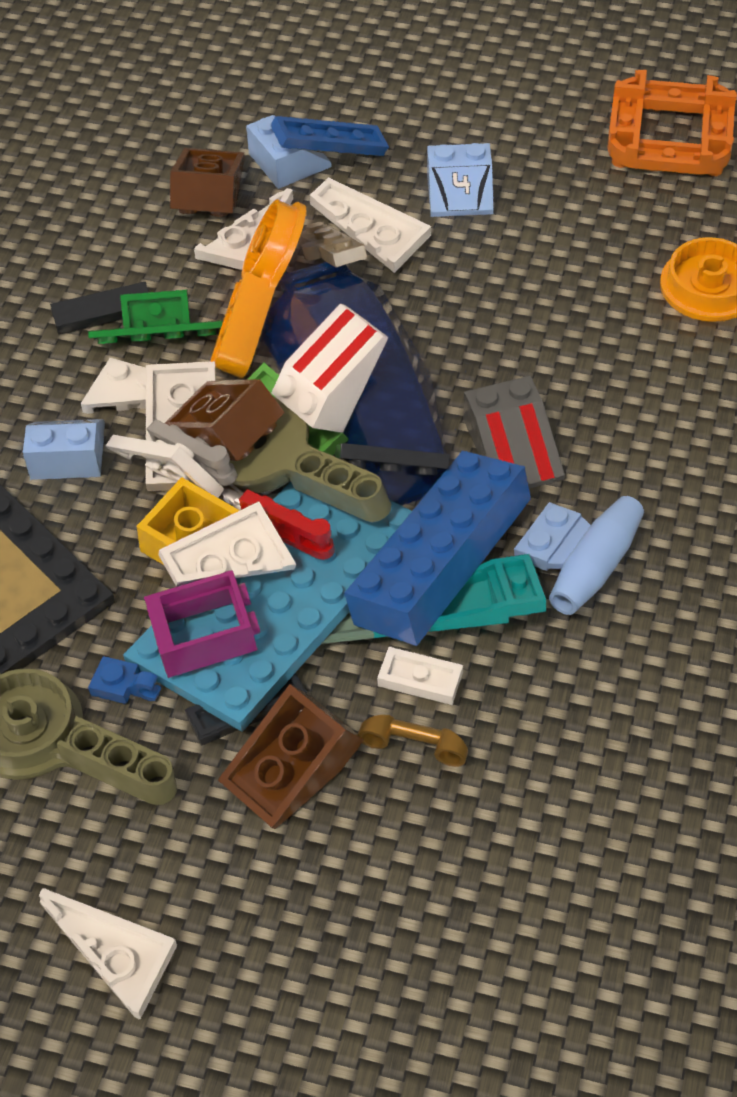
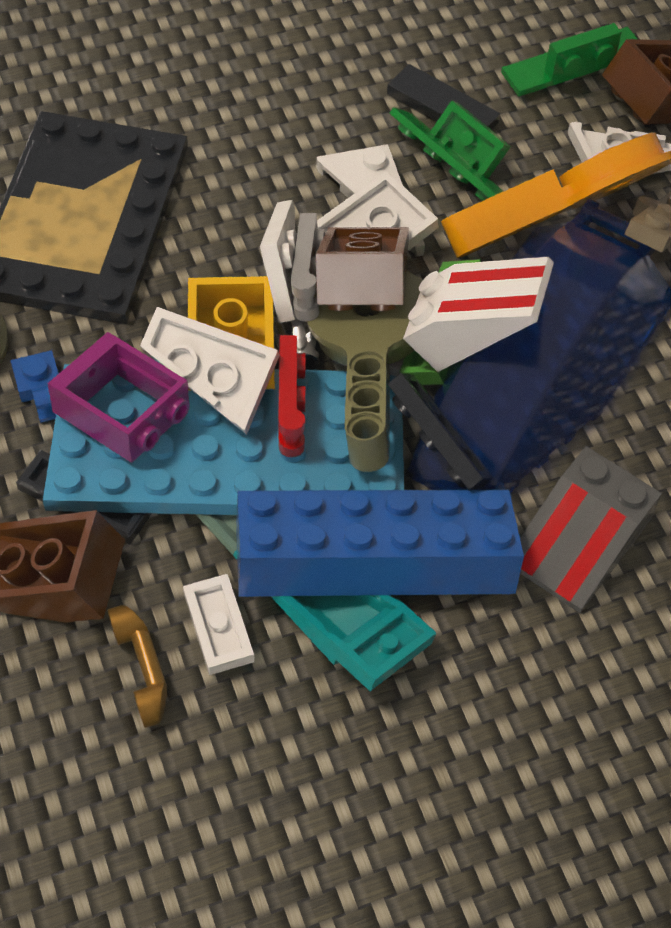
camera: 50 degrees right, 5 degrees up
(64, 449) = (257, 174): light blue slope -> none
(138, 217) = (567, 59): none -> green bracket
(581, 550) = (491, 680): light blue plate -> none

